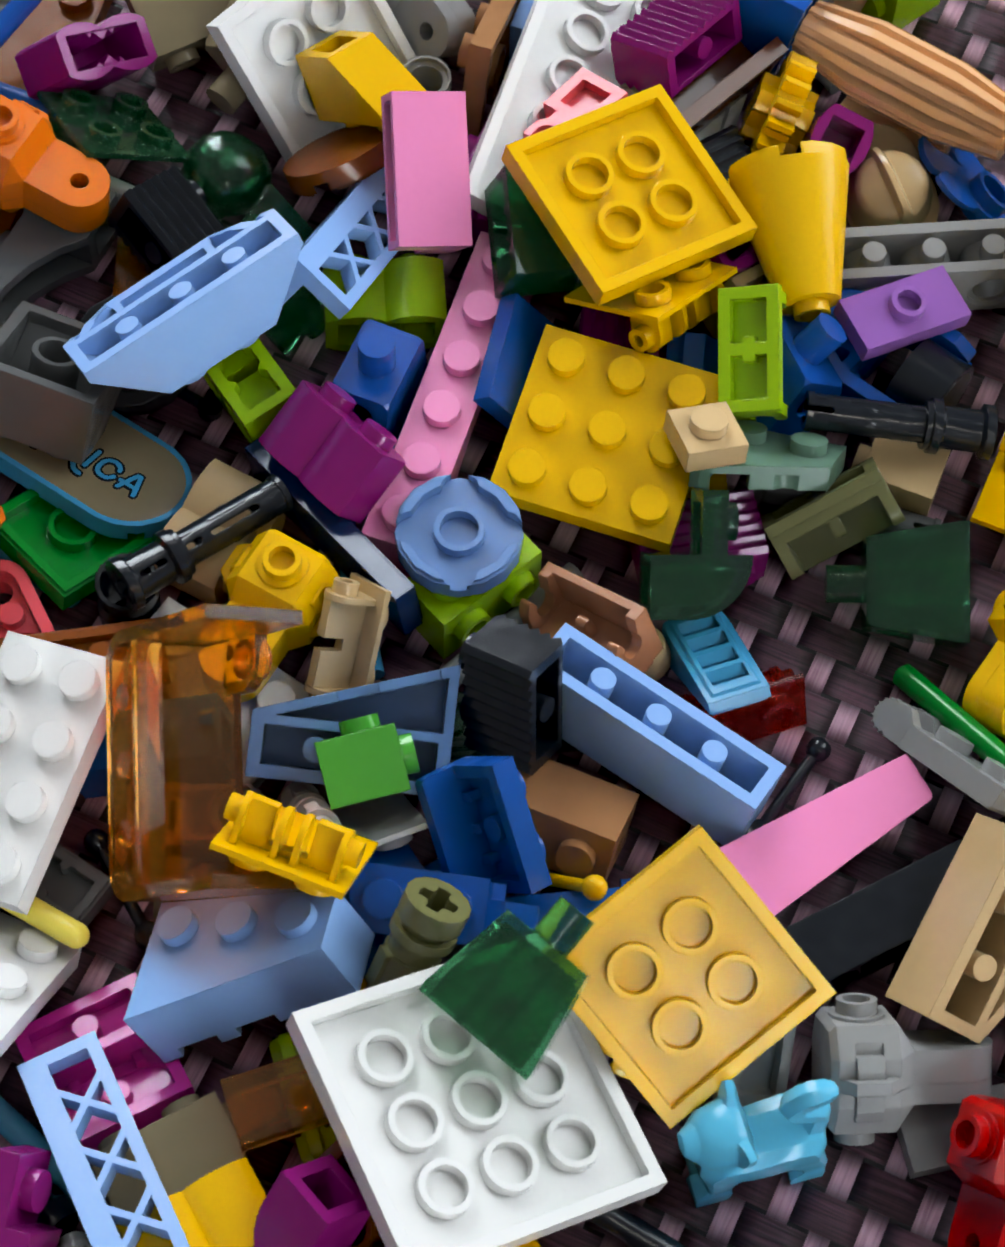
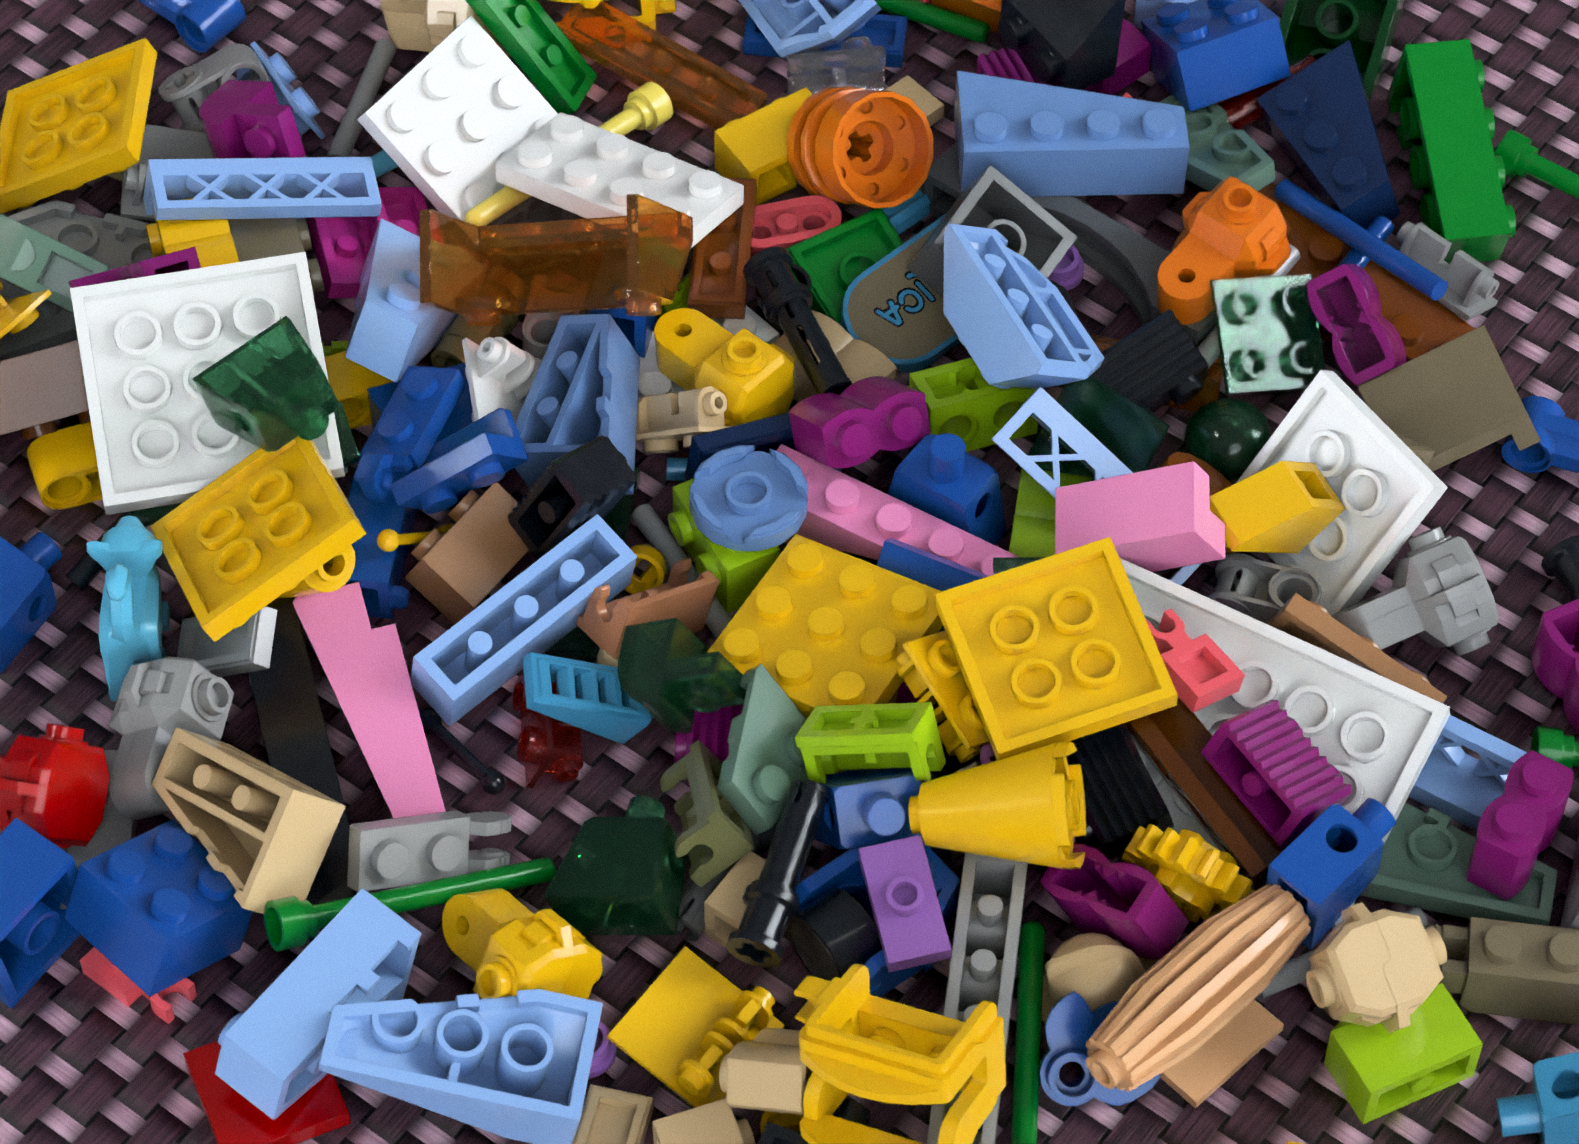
camera: 105 degrees right, 10 degrees down
(277, 839) = (458, 292): yellow hinge -> none
(366, 761) = (532, 373): bright green brick -> none
(421, 929) = (372, 387): olive axle -> none
(706, 436) = (782, 676): tan plate -> none

